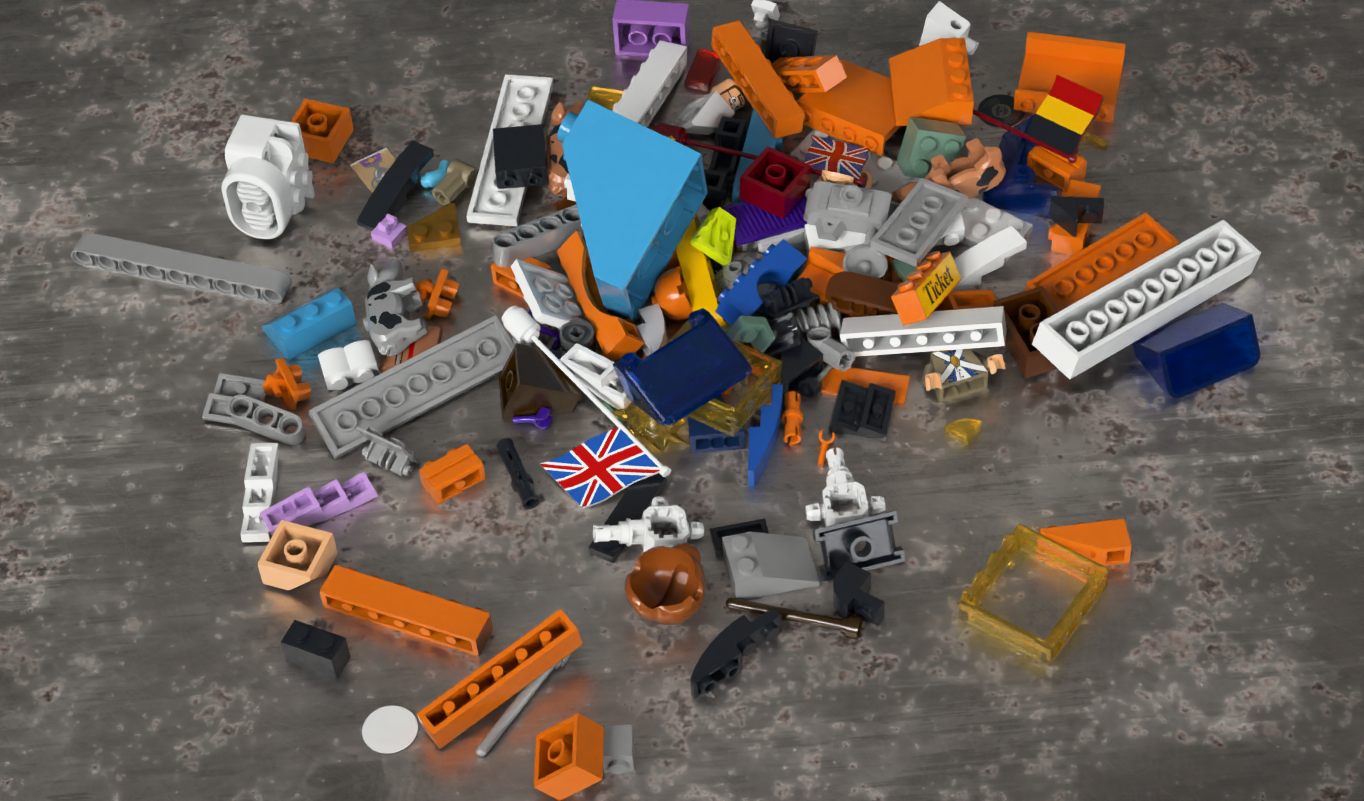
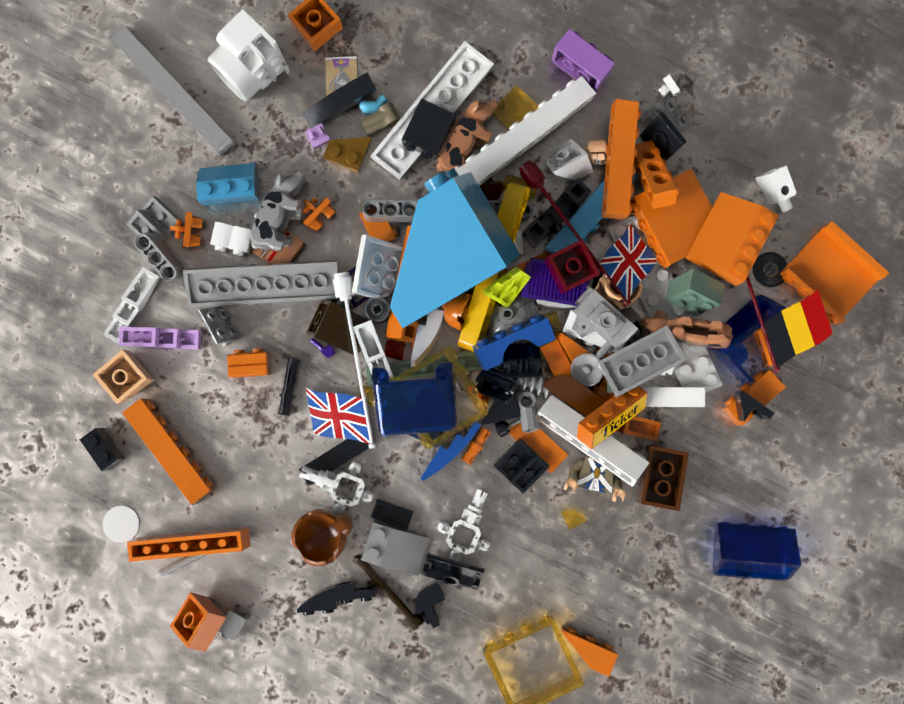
camera: 30 degrees right, 35 degrees up
(702, 70) = (597, 113): clear red tile -> none
(752, 330) = (485, 382): sand green bracket -> none
(824, 447) = (483, 477): orange hand -> none
(1104, 261) = (744, 446): orange plate -> none
(1145, 299) = (746, 507): white brick -> none

